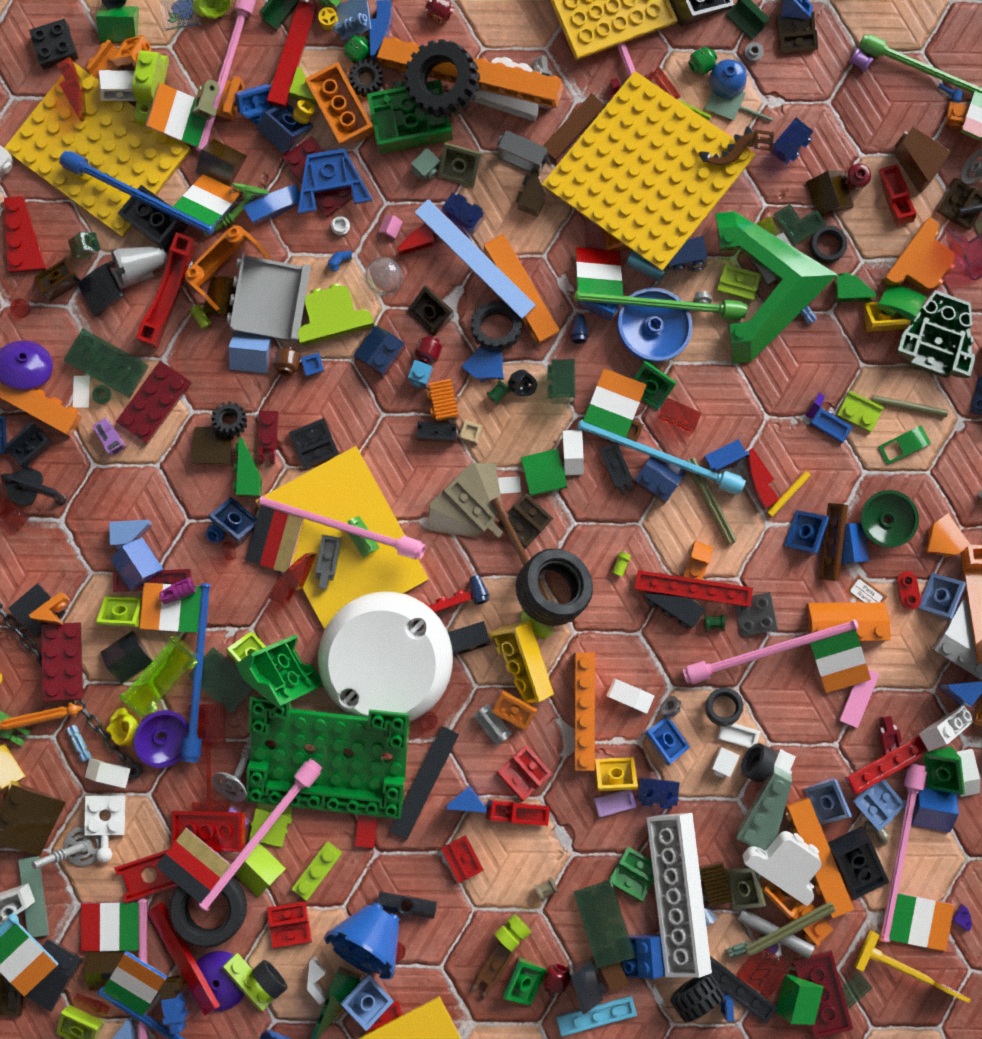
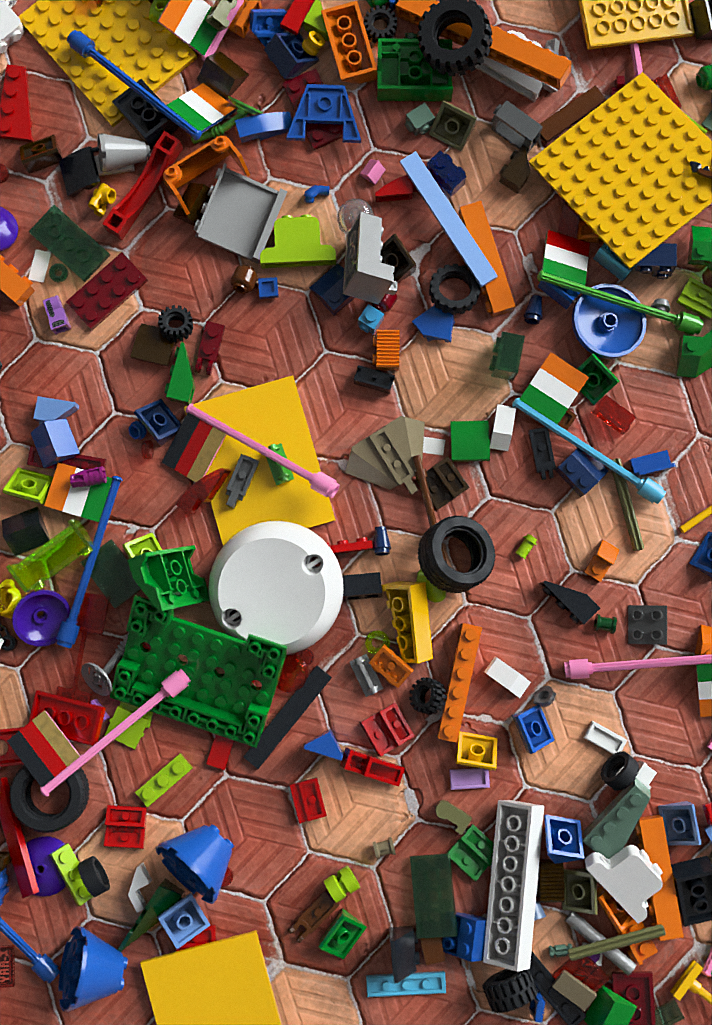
camera: 10 degrees right, 0 degrees up
(84, 245) = (73, 125): brick -> none
(128, 310) = (102, 196): none -> yellow plate
(200, 316) = (170, 219): lime pin -> none
(249, 353) = (209, 263): medium blue slope -> none
(259, 870) = (108, 767): lime slope -> none
(313, 442) = (252, 363): black slope -> none
(340, 225) = (324, 160): white plate -> none
(403, 330) = (363, 271): none -> light grey hinge
(420, 739) = (293, 674): none -> clear red tile
(420, 906) = (256, 839): black piece -> none
(470, 431) = (407, 386): tan tile -> none
(487, 689) = (377, 633): none -> clear neon green piece
(498, 392) = (442, 354): dark green bush -> none
(520, 381) = (465, 348): black piece -> none
(548, 728) = (435, 700): none -> black tyre
(556, 978) = (374, 938): dark red head -> none
(608, 841) = (448, 811): none -> olive leg
(658, 791) = (514, 777): clear blue brick -> none
(693, 588) = (592, 586): red plate -> none
(714, 718) = (610, 701): black tyre -> none
(717, 841) = (563, 839): none -> blue slope
(724, 762) = (585, 763): white brick -> none
(760, 479) = (679, 494): red slope -> none
(760, 984) = (574, 990): none -> dark tan tile

